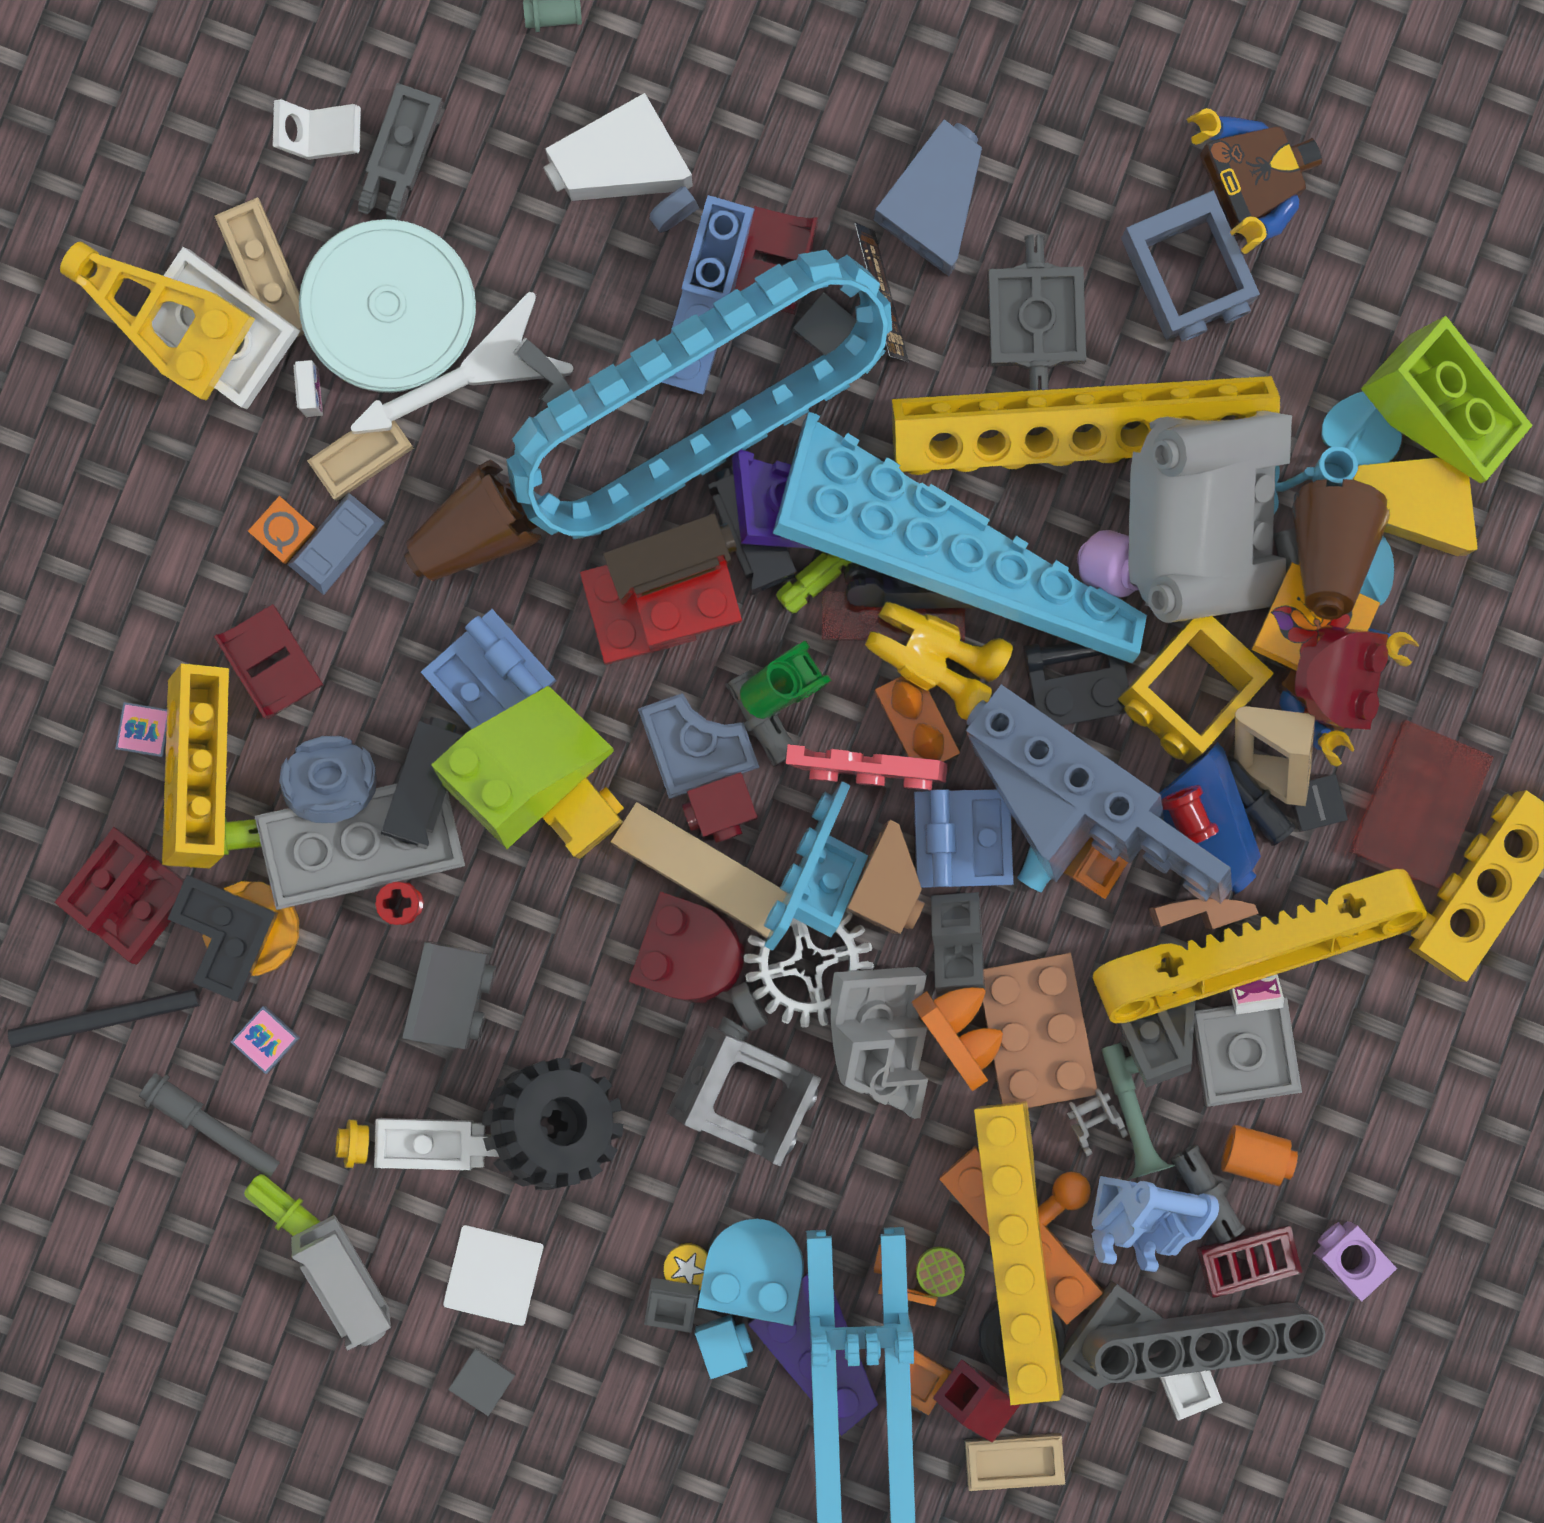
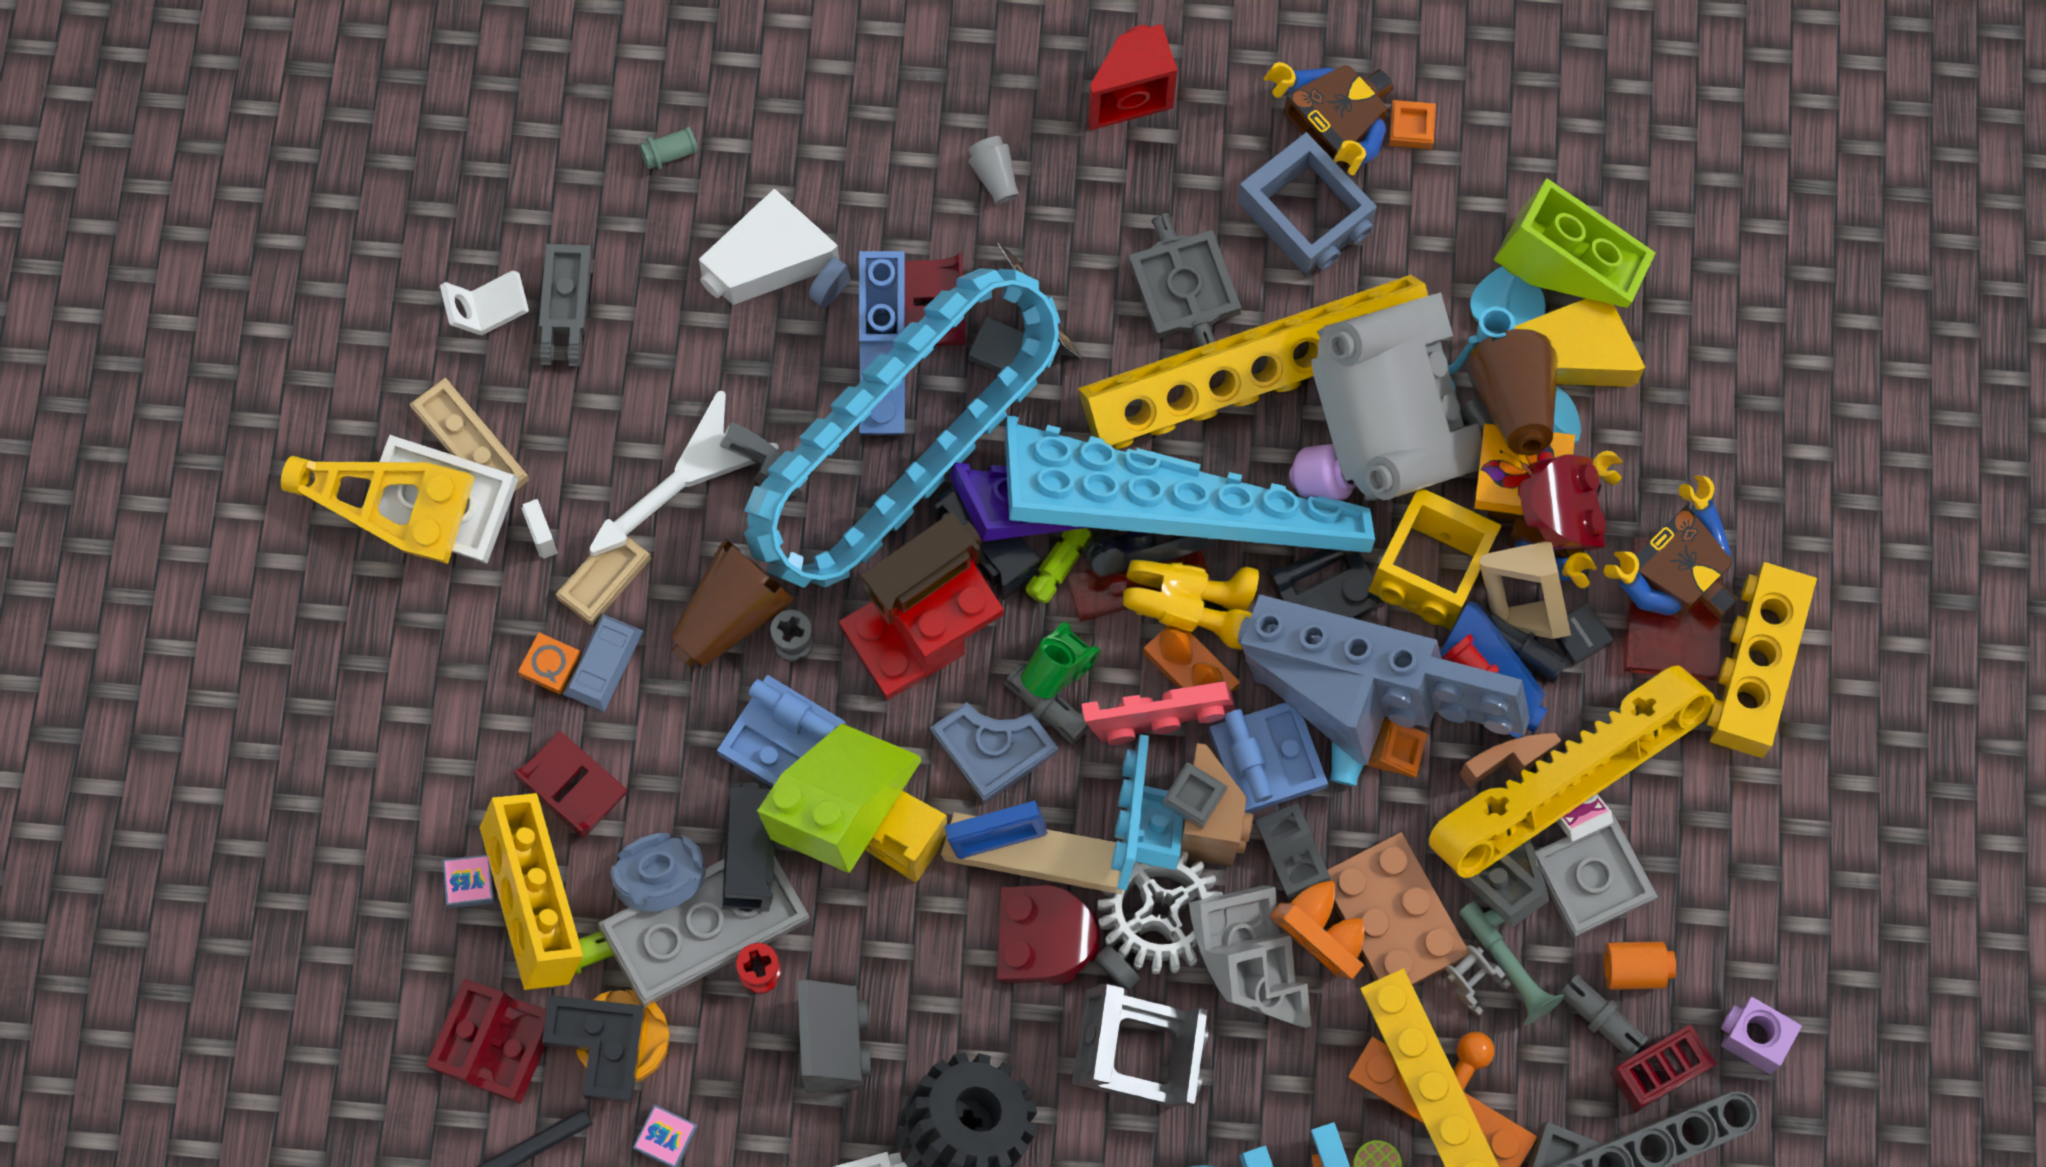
camera: 15 degrees left, 15 degrees down
(387, 305) = (591, 437): light aqua brick -> none
(528, 560) = (785, 624): none -> dark grey bush
(668, 841) = (996, 830): none -> blue tile
(720, 808) = (1036, 781): dark red brick -> none
(870, 874) = (1194, 795): none -> dark grey tile
(880, 132) = (994, 168): none -> light grey cone
(933, 196) = (1059, 209): sand blue slope -> none
(1053, 78) = (1134, 78): none -> red slope
(1148, 1220) = (1555, 1046): light blue piece -> none
(1329, 207) = (1412, 124): none -> orange tile
(1443, 766) = (1681, 561): none -> torso

